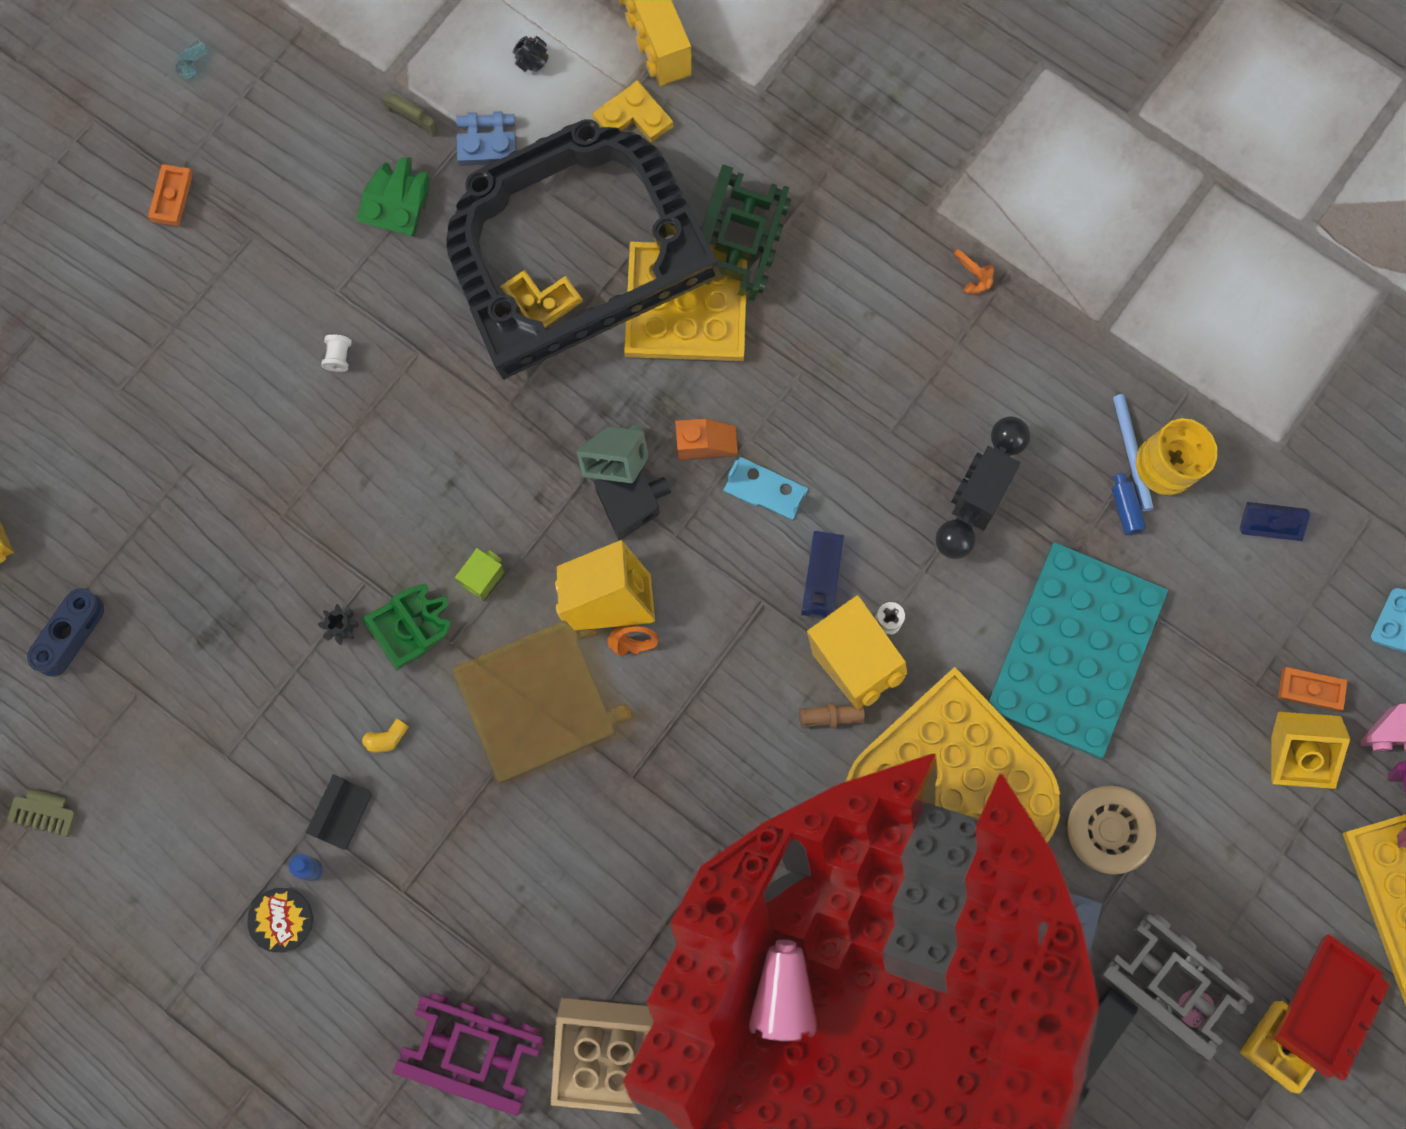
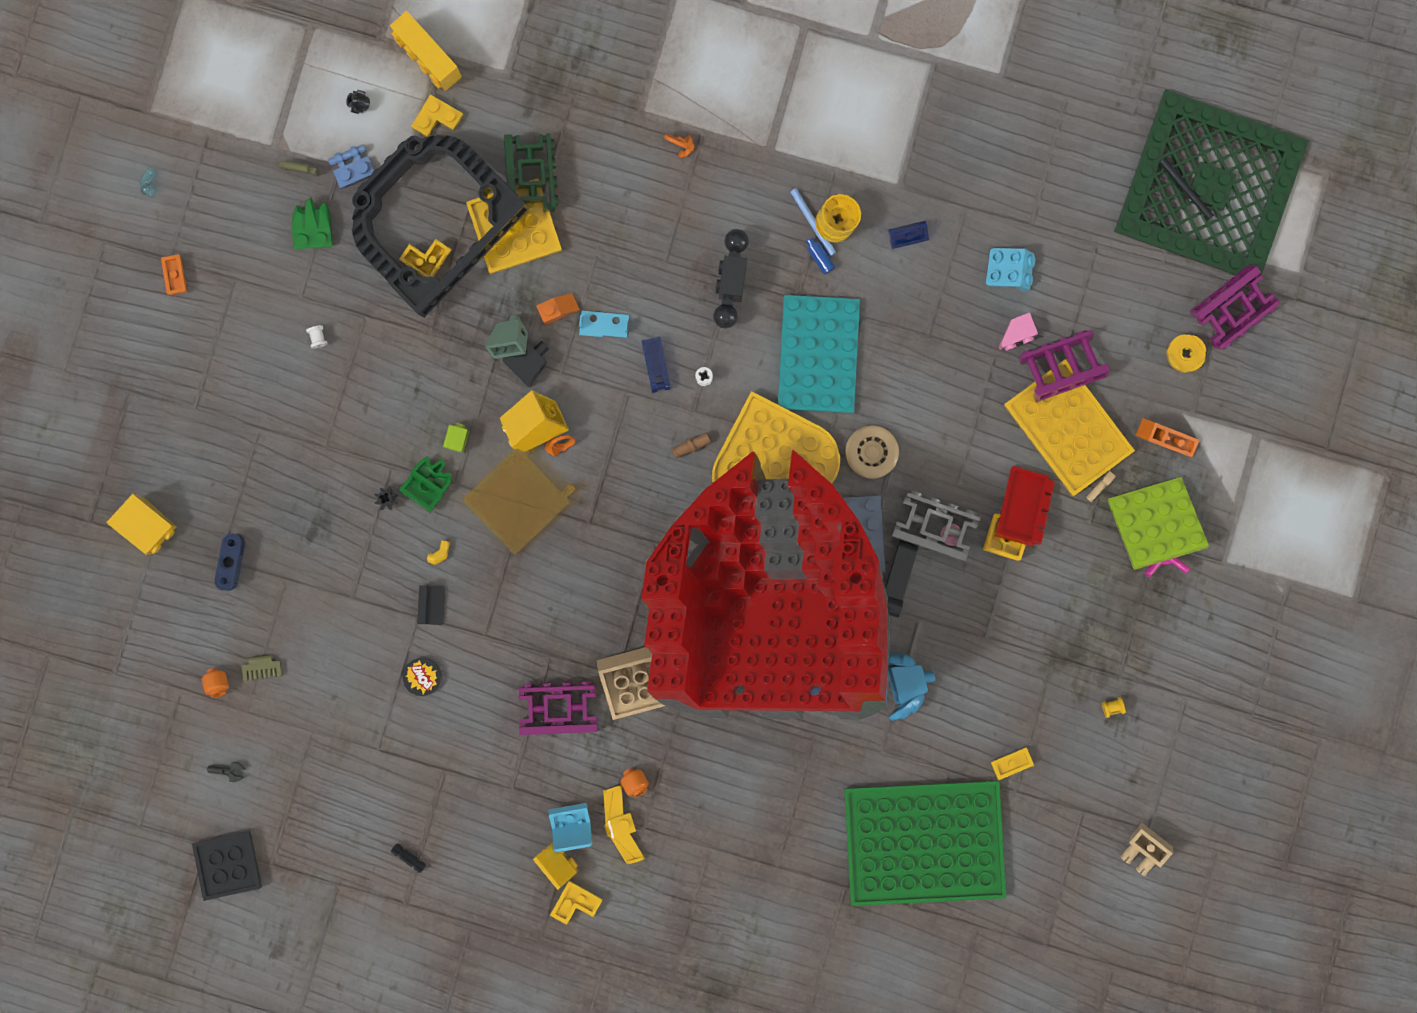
camera: 15 degrees left, 10 degrees up
(305, 867) = (425, 643): blue cylinder -> none
(783, 997) = (717, 613): bright pink cone -> none
(856, 653) = (692, 405): yellow slope -> none
(1308, 749) = (968, 364): yellow slope -> none
(1312, 689) = (961, 327): orange plate -> none

